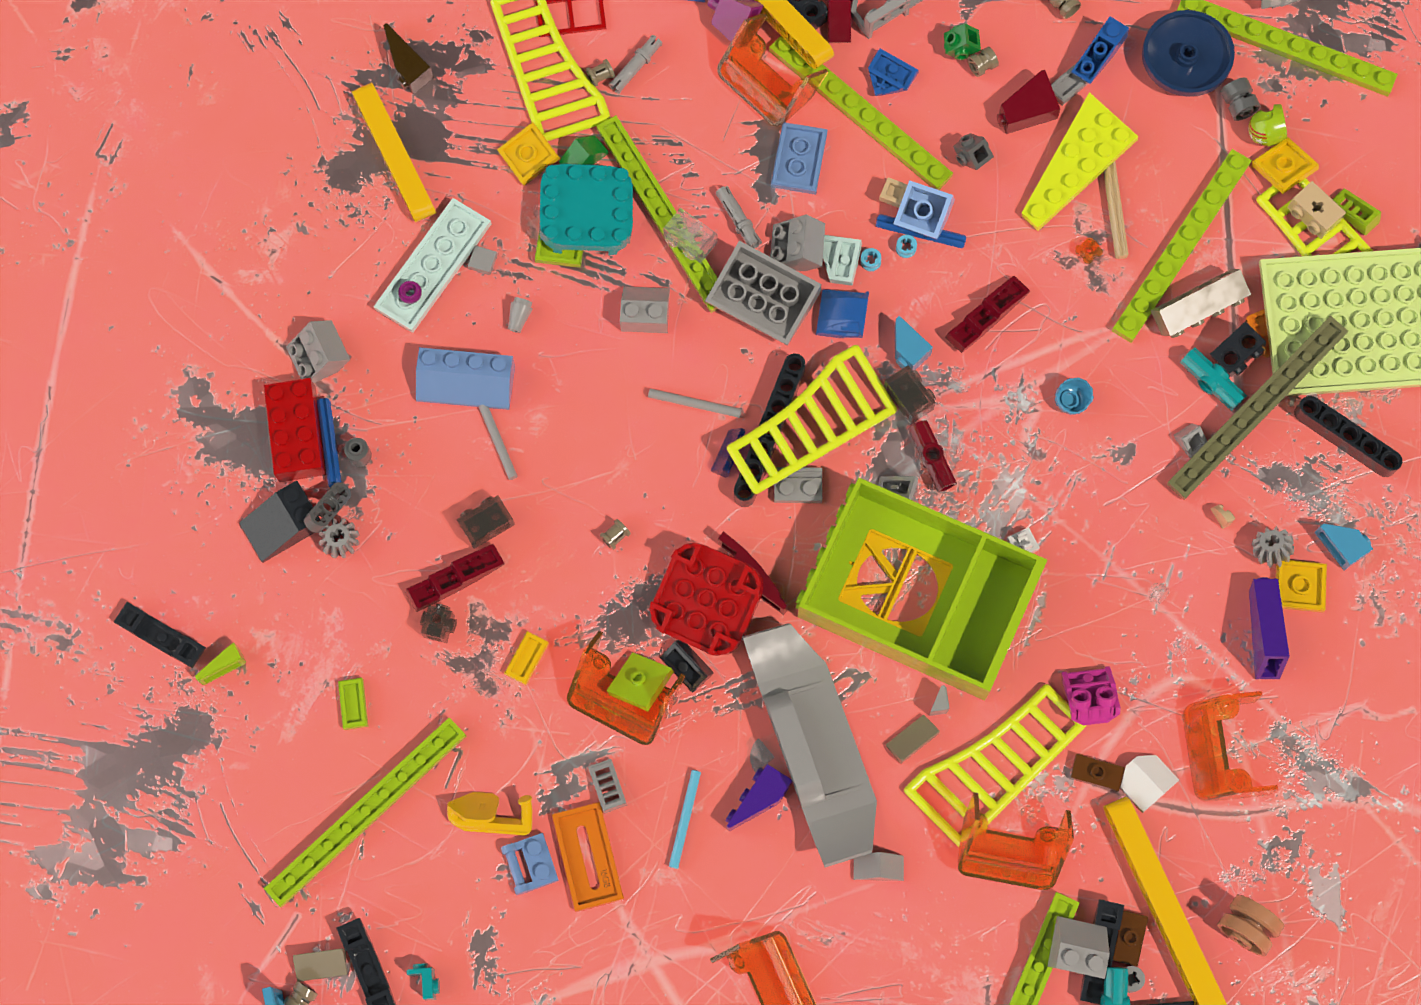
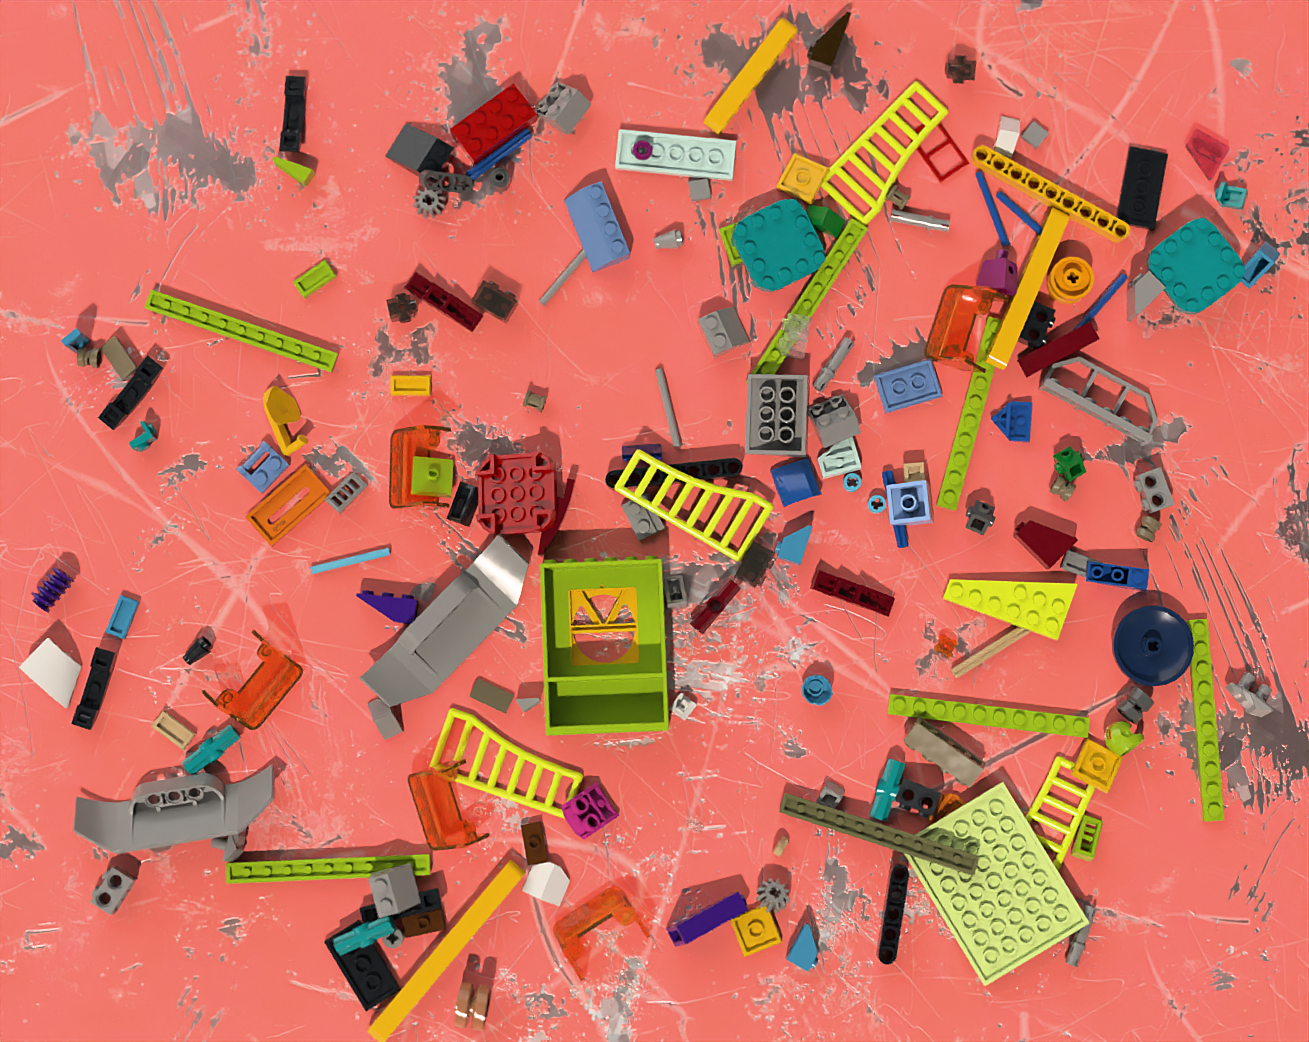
camera: 55 degrees right, 10 degrees up
(1313, 199) = (1076, 800): tan brick -> none

